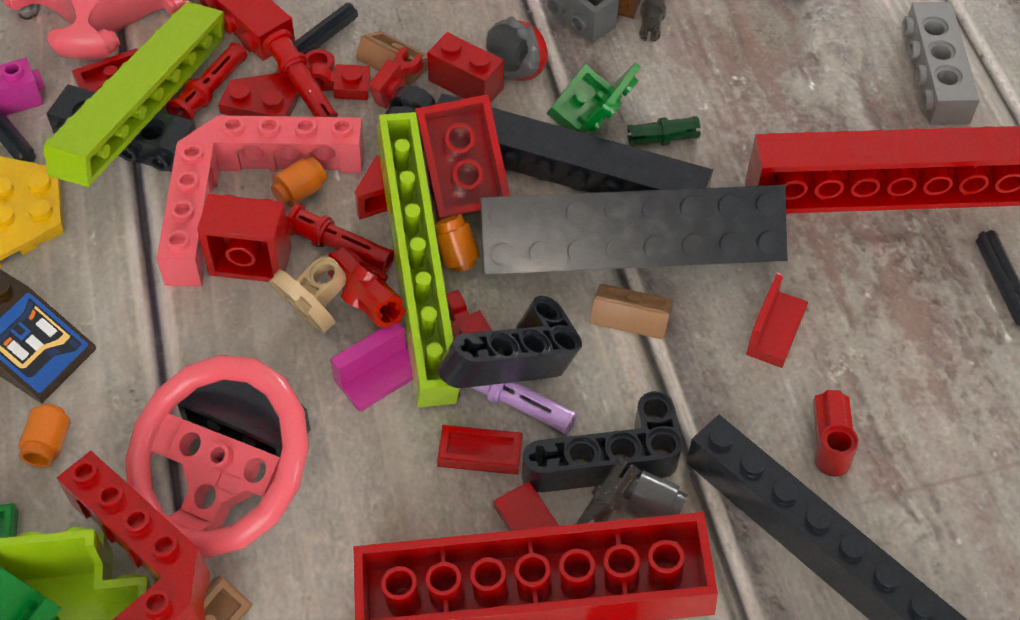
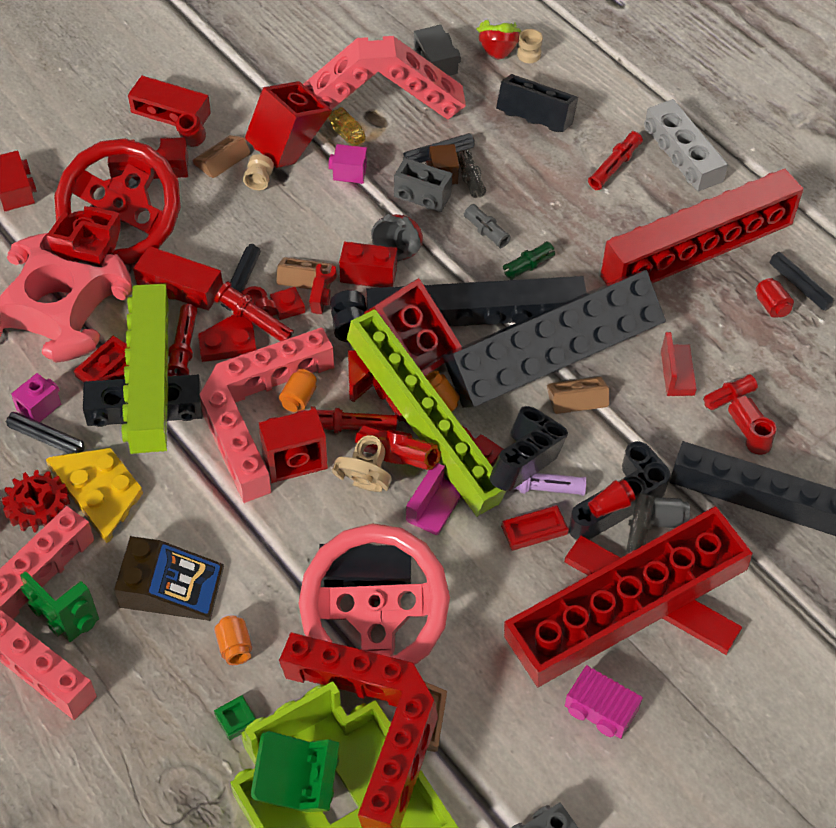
camera: 25 degrees left, 0 degrees up
(580, 450) = (613, 498): none -> red cone
(590, 99) = (470, 259): green bracket -> none
(643, 90) = (476, 216): none -> dark grey pin
(828, 379) = (730, 392): none -> red axle
(871, 39) = (621, 153): none -> red pin
(954, 285) = (774, 298): none -> red brick

